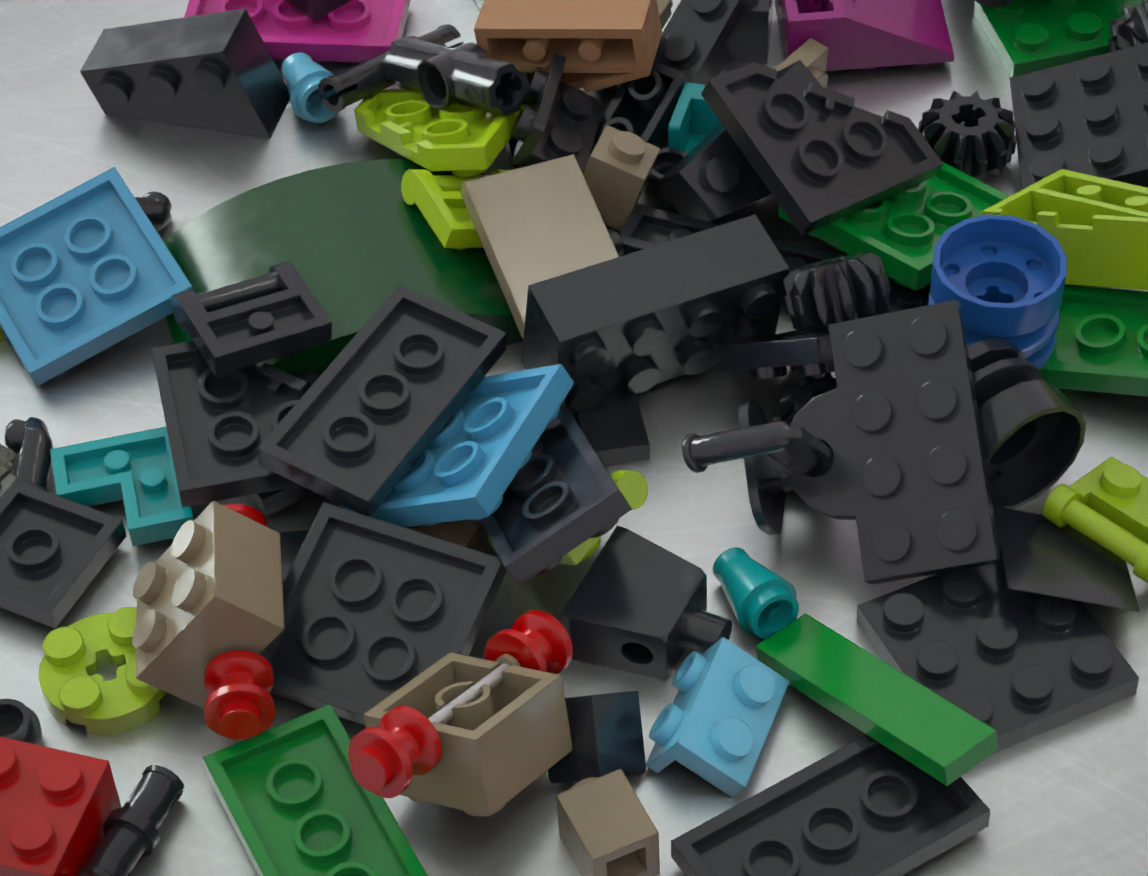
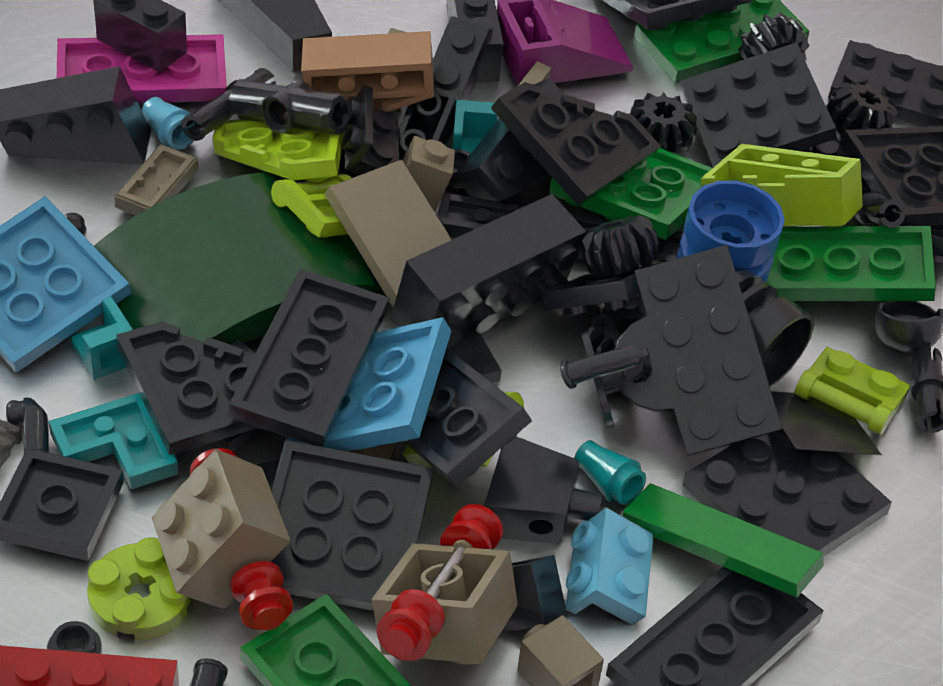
camera: 20 degrees left, 0 degrees up
(136, 359) = (98, 345): none -> teal panel
(253, 319) = (192, 304): black plate -> none
(282, 151) = (156, 180): none -> dark tan plate

